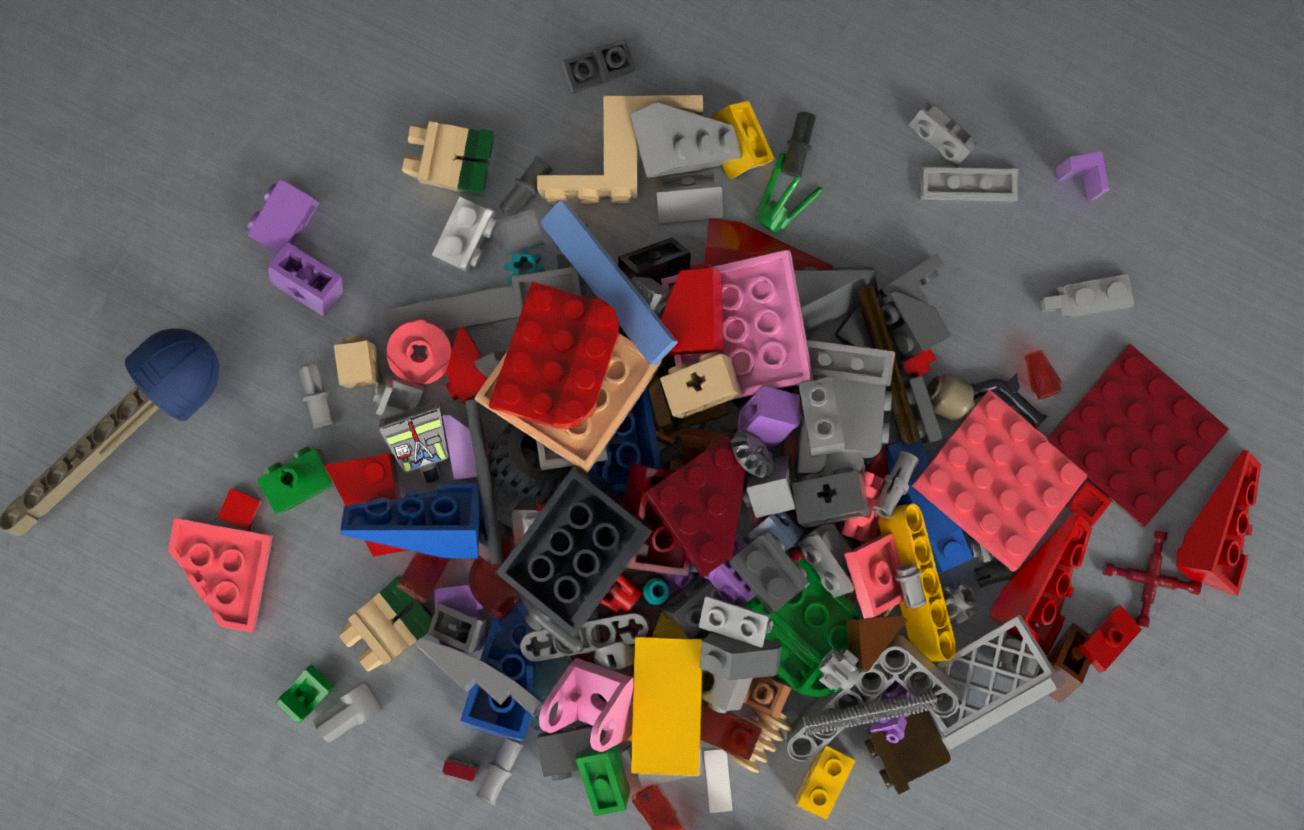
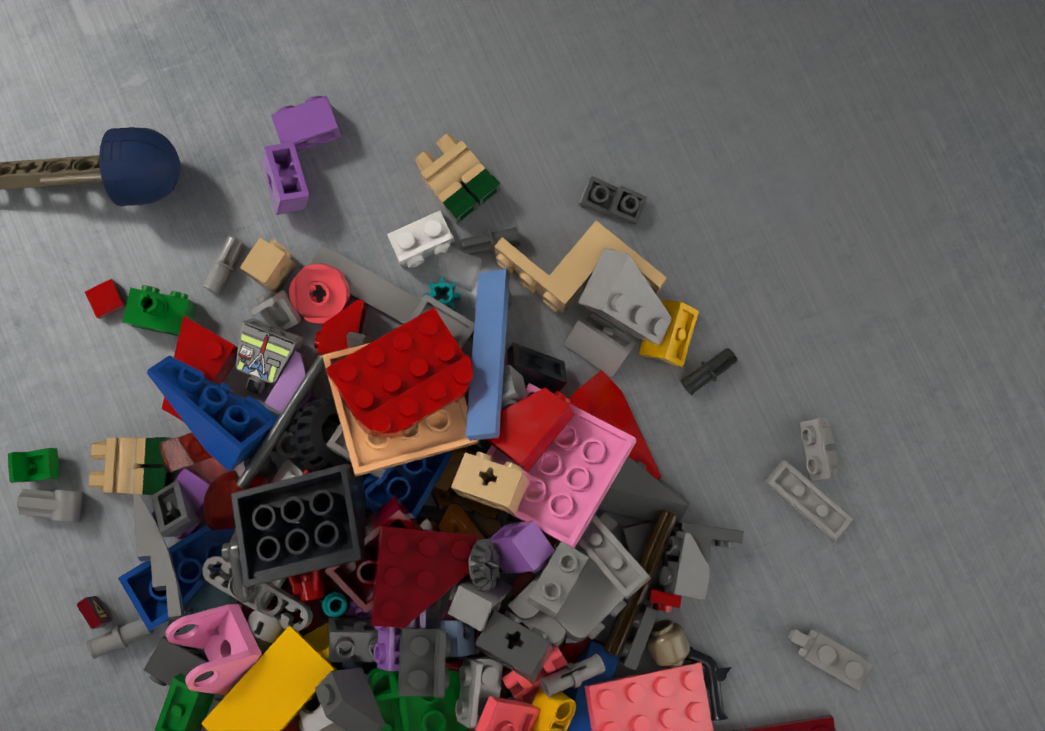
camera: 40 degrees right, 5 degrees down
(224, 568) = (57, 330): coral plate -> none
(735, 621) = (367, 677): light grey hinge -> none
(773, 215) = (648, 404): green plant -> none
(1042, 376) = (748, 685): clear red cone -> none
(1089, 166) = (908, 567): medium lavender panel -> none

